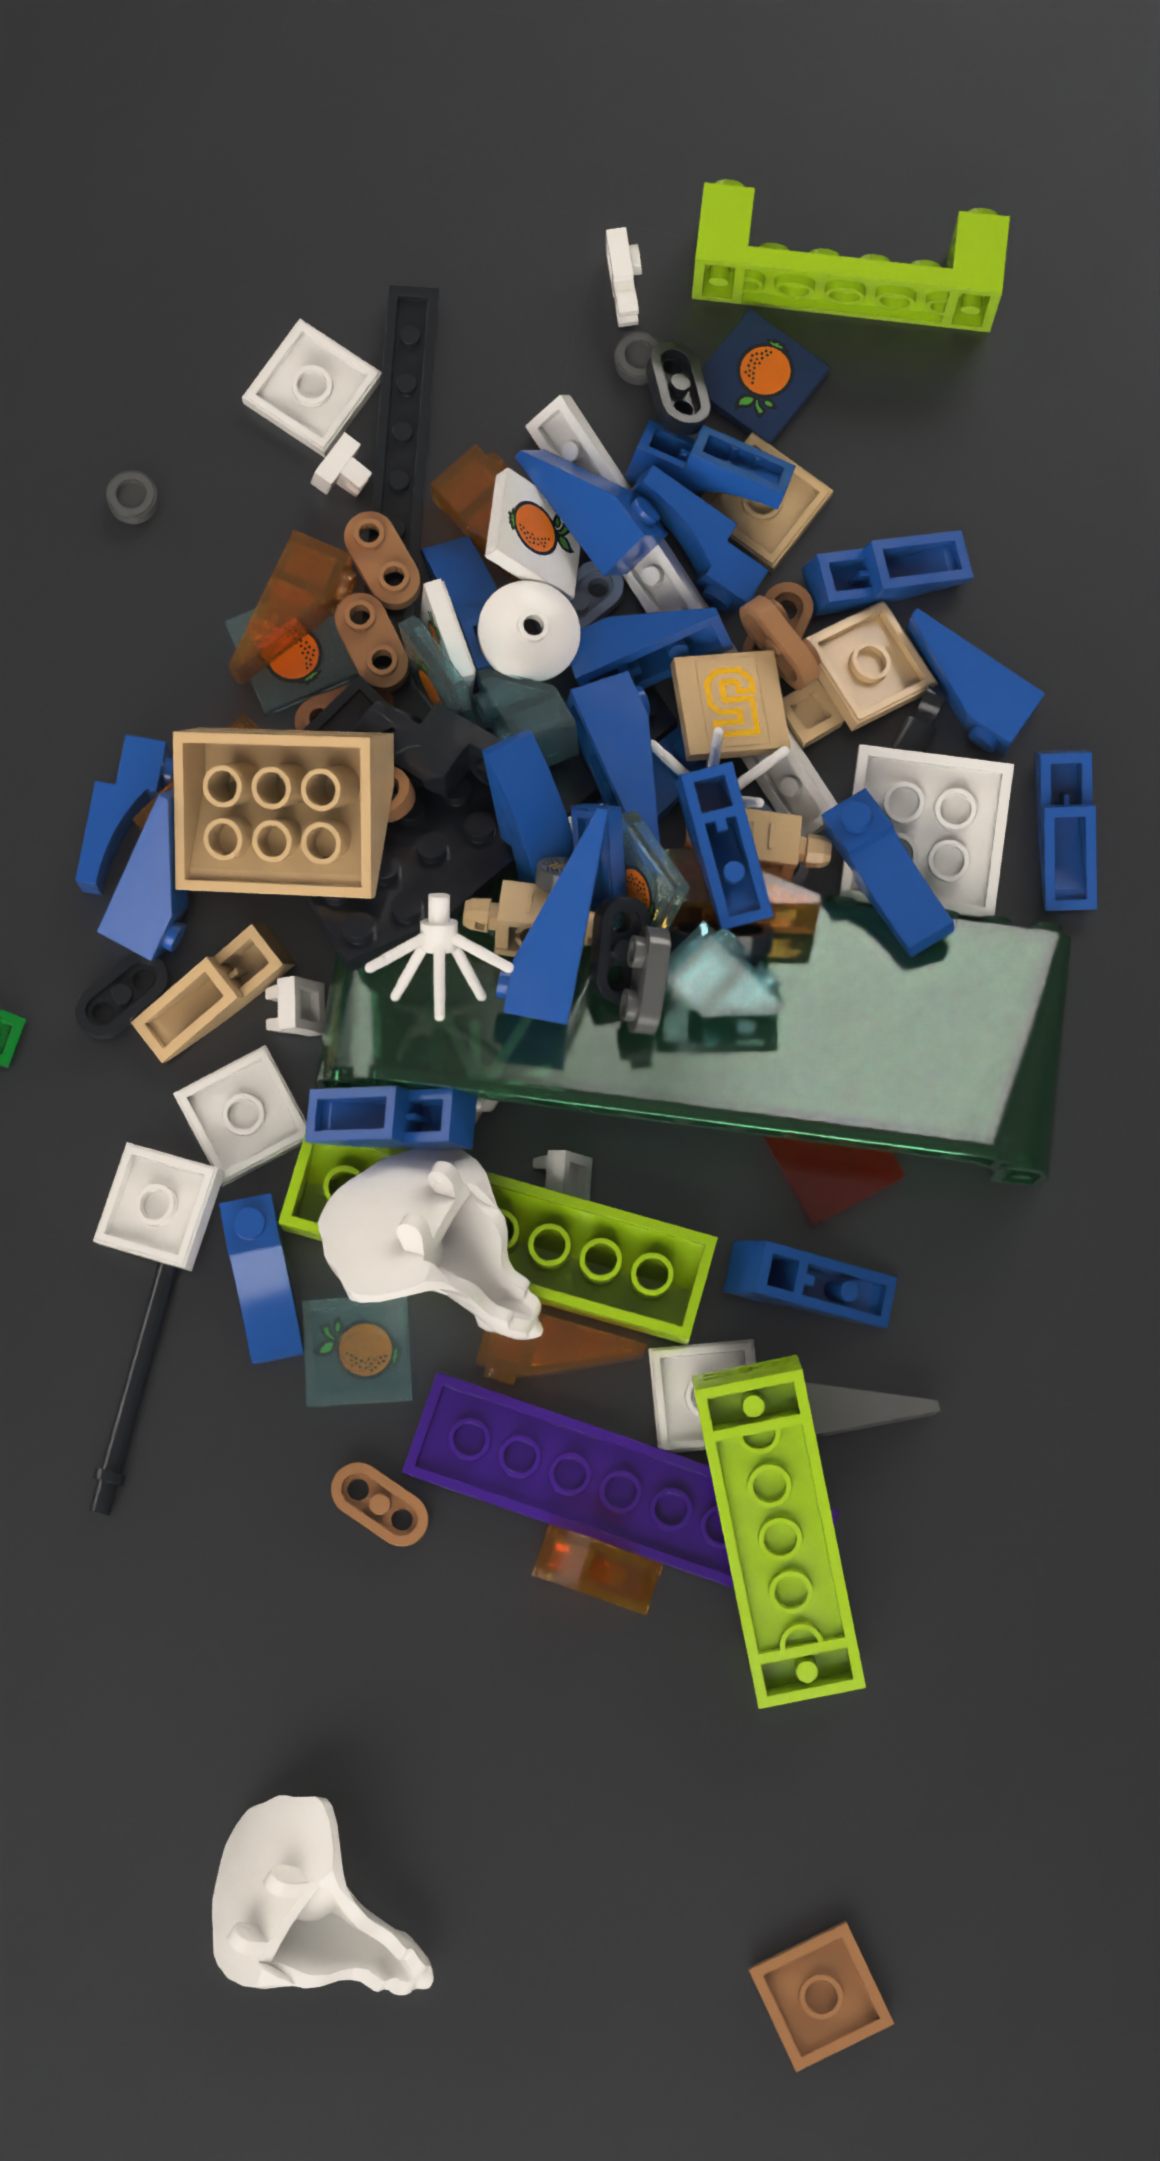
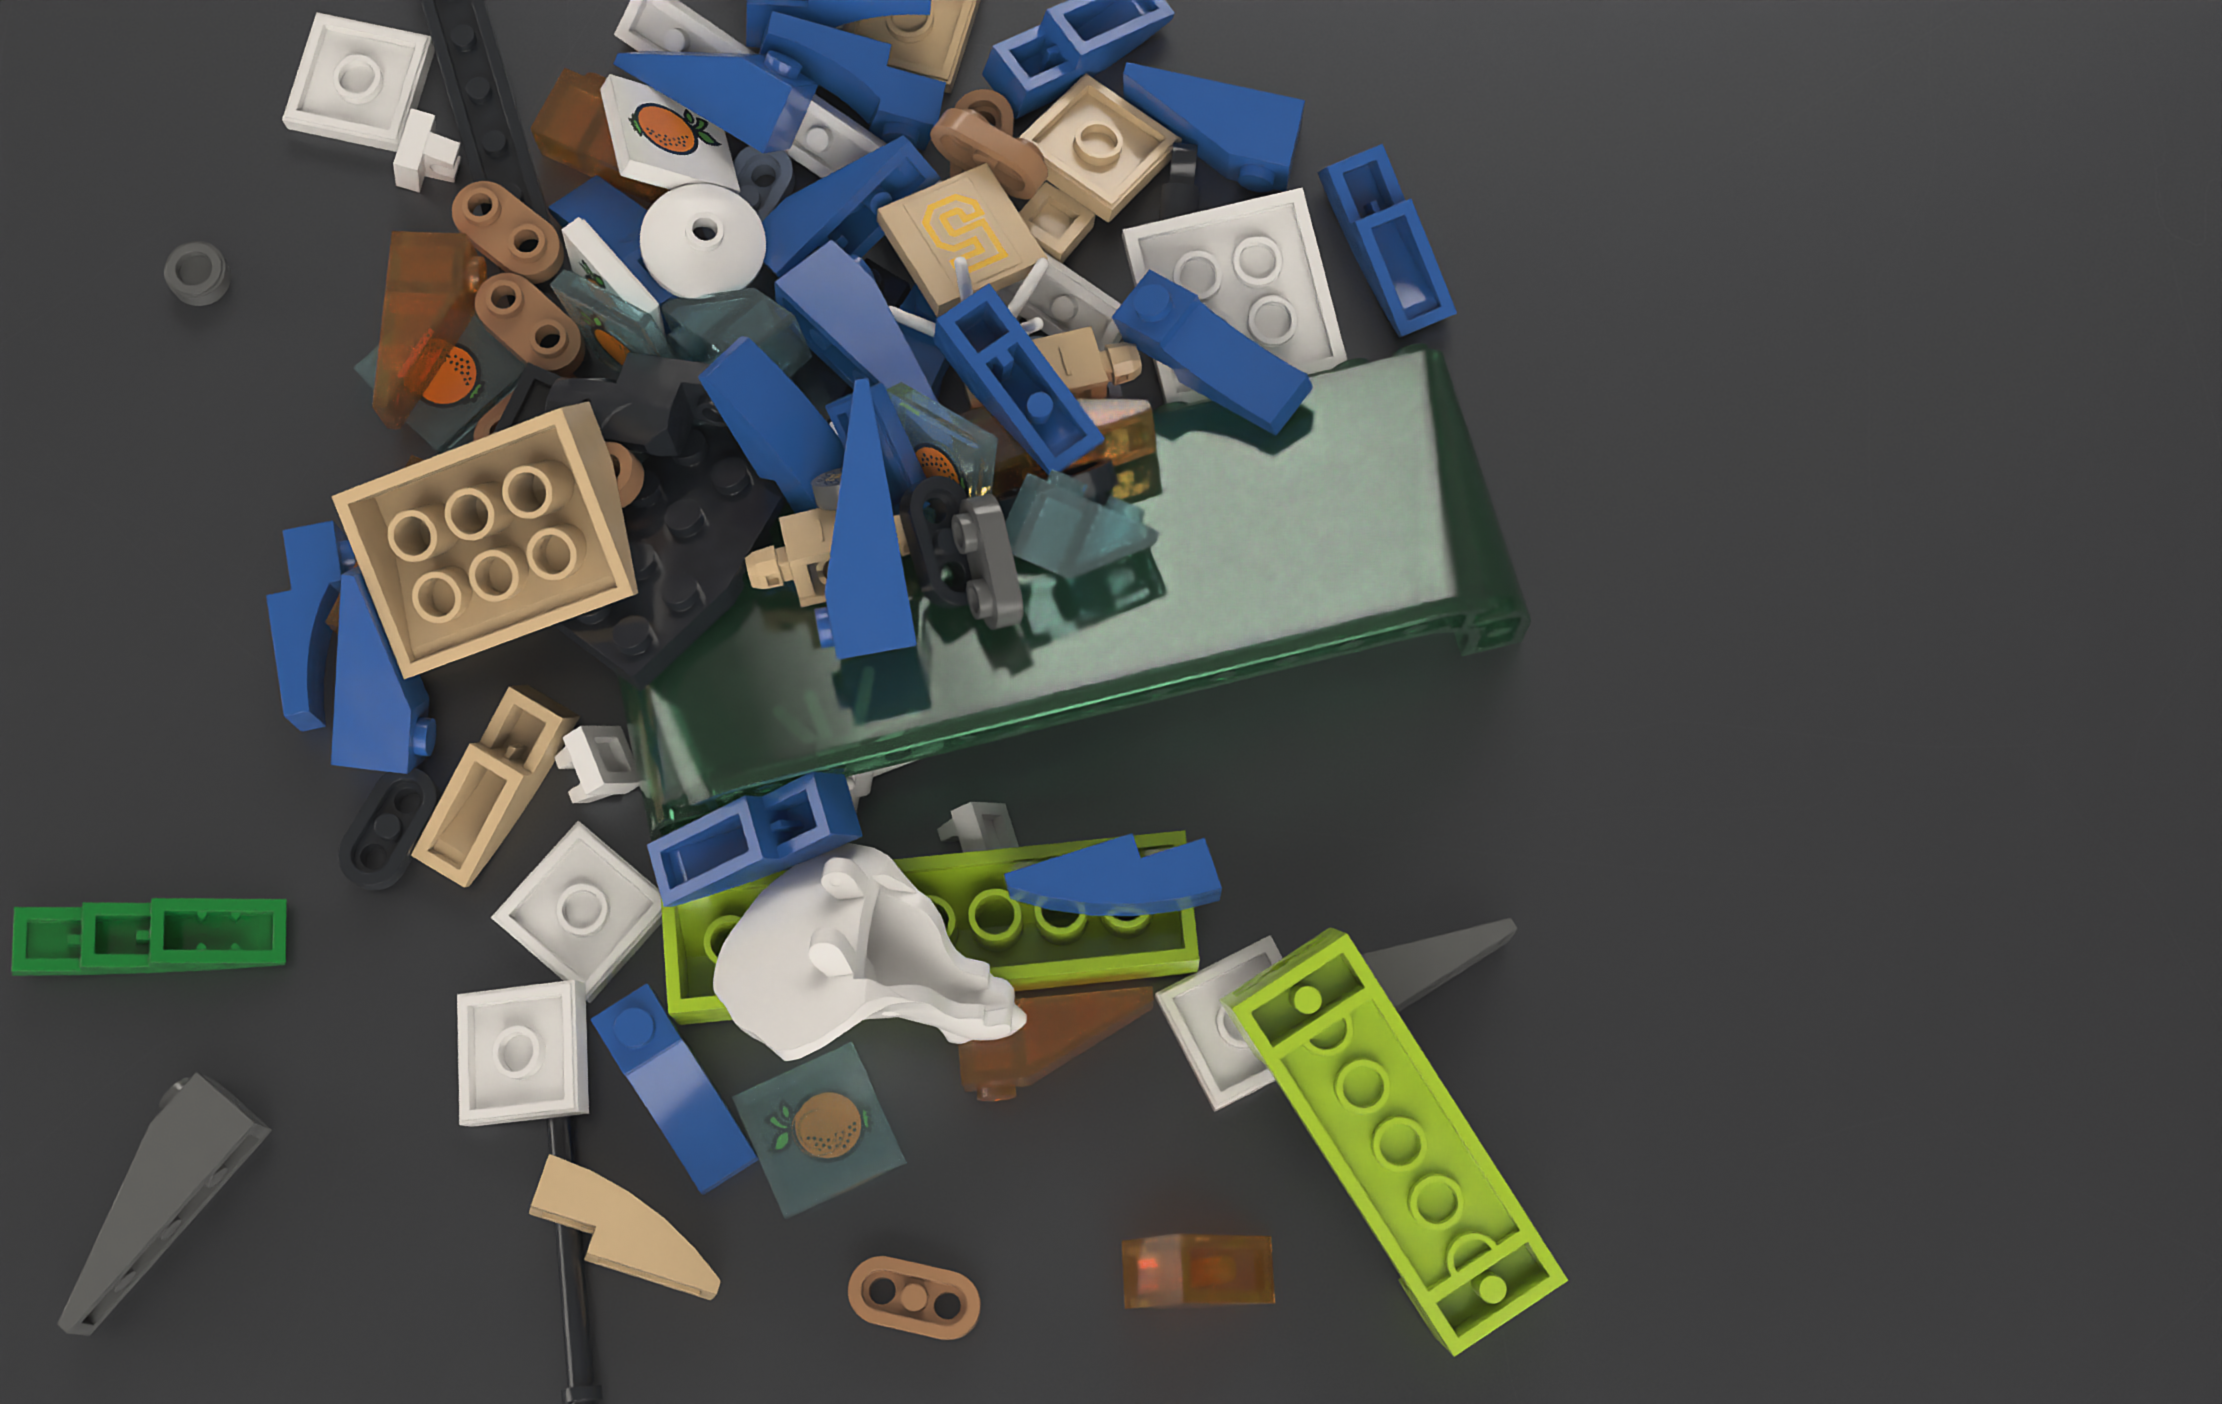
camera: 20 degrees left, 5 degrees down
(184, 1367) = (623, 1229): none -> tan slope
(438, 937) = (730, 601): white plant -> none
(571, 1476) = (1126, 1175): dark purple plate -> none
(649, 1257) = (1117, 881): none -> blue slope
(809, 1283) = (1309, 845): blue slope -> none
(832, 1176) = (1281, 713): clear red tile -> none

